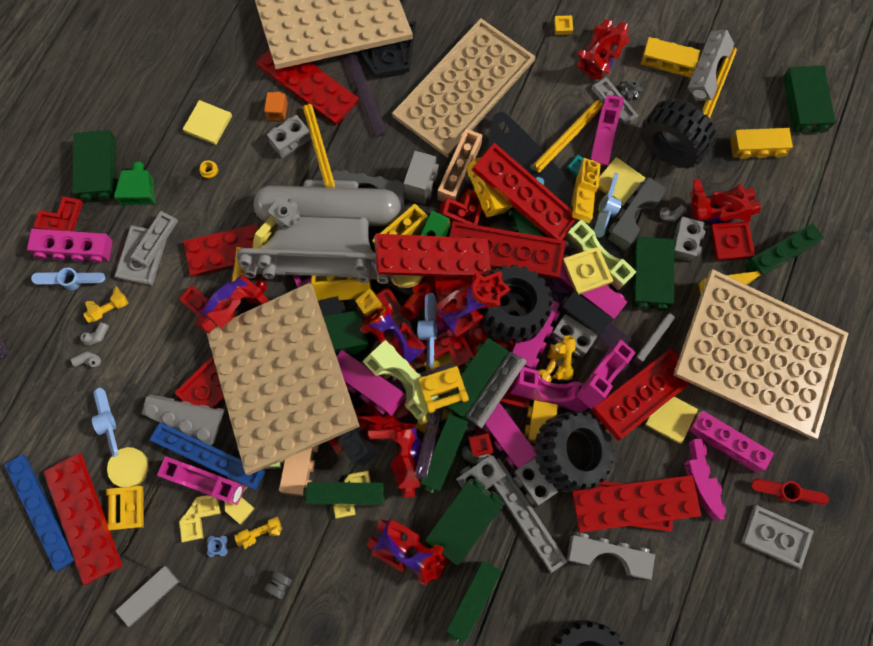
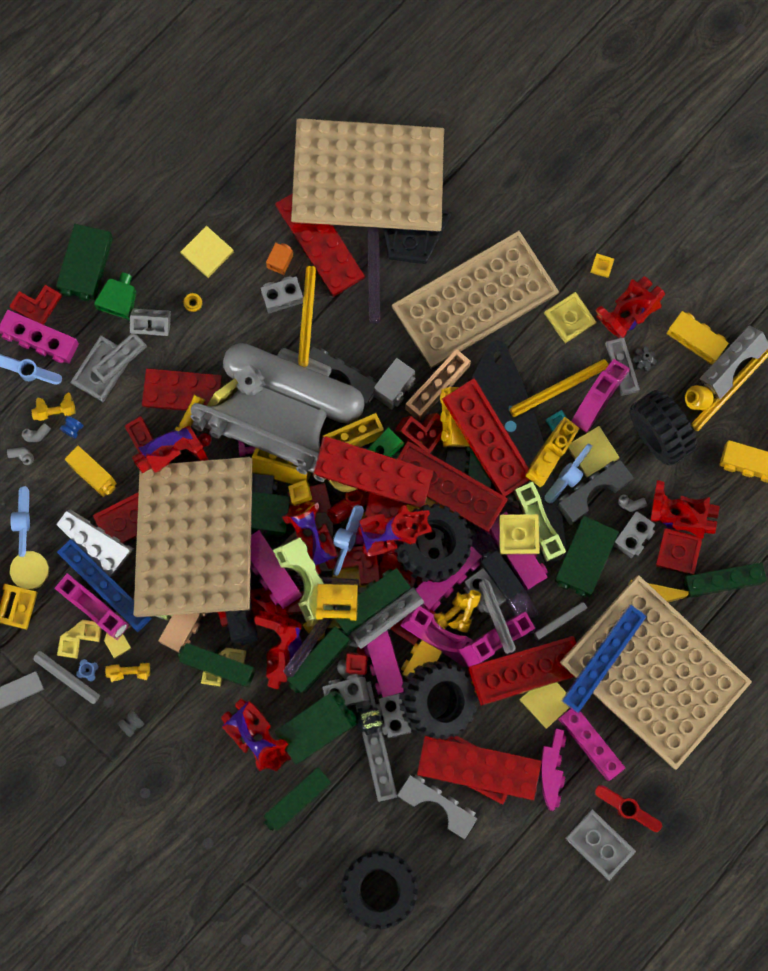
camera: 20 degrees right, 5 degrees up
(128, 317) = (71, 427): none -> blue wheel
(159, 350) = (91, 471): none -> yellow window
(173, 197) = (150, 322): none -> light grey brick
(198, 560) = (66, 677): none -> light grey axle
(513, 495) = (368, 719): none -> black head
(553, 76) = (570, 317): none -> light yellow tile
(598, 353) = (497, 616): none -> light grey axle
(697, 99) = (699, 397): none -> yellow head
(714, 356) = (603, 658): none -> blue plate

